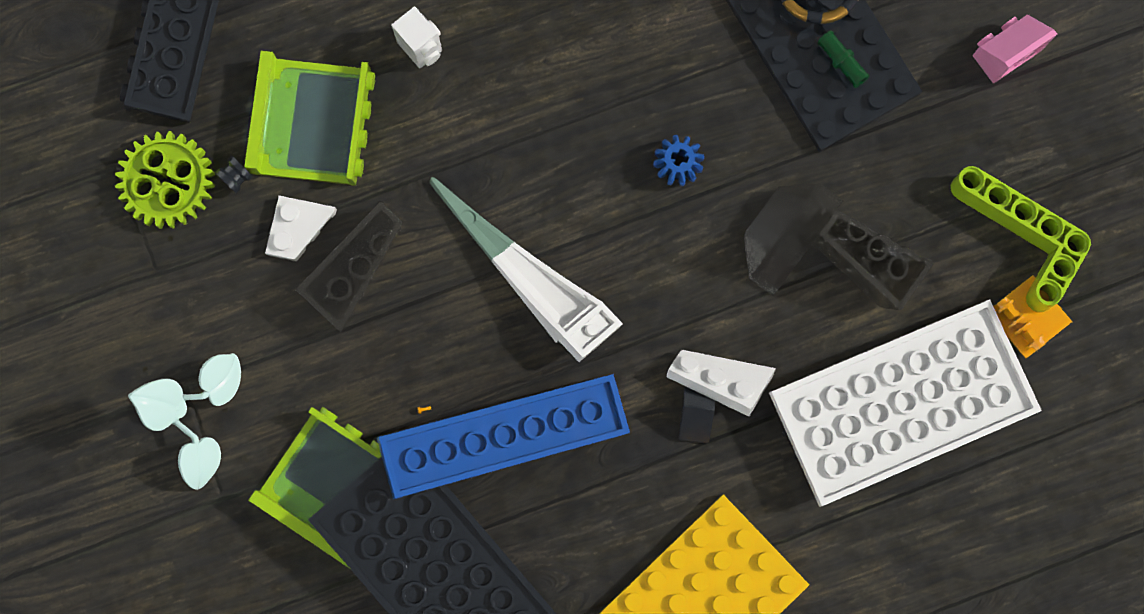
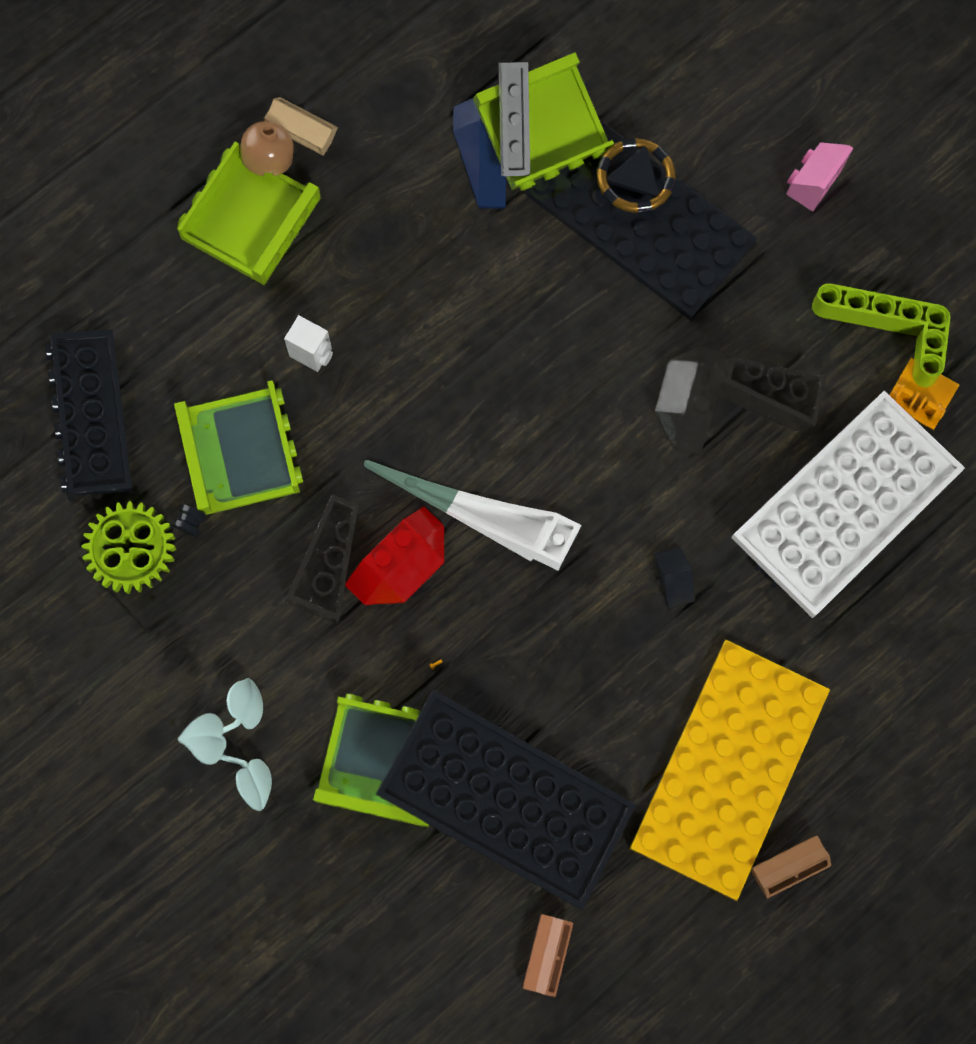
camera: 25 degrees left, 5 degrees down
(295, 226) = (260, 546): white wing -> none
(428, 292) = (400, 561): none -> red wedge
(502, 436) = (516, 658): blue plate -> none
(673, 151) = (564, 371): blue gear -> none
(722, 379) = (688, 541): white wing -> none
(843, 59) = (681, 233): dark green pin -> none

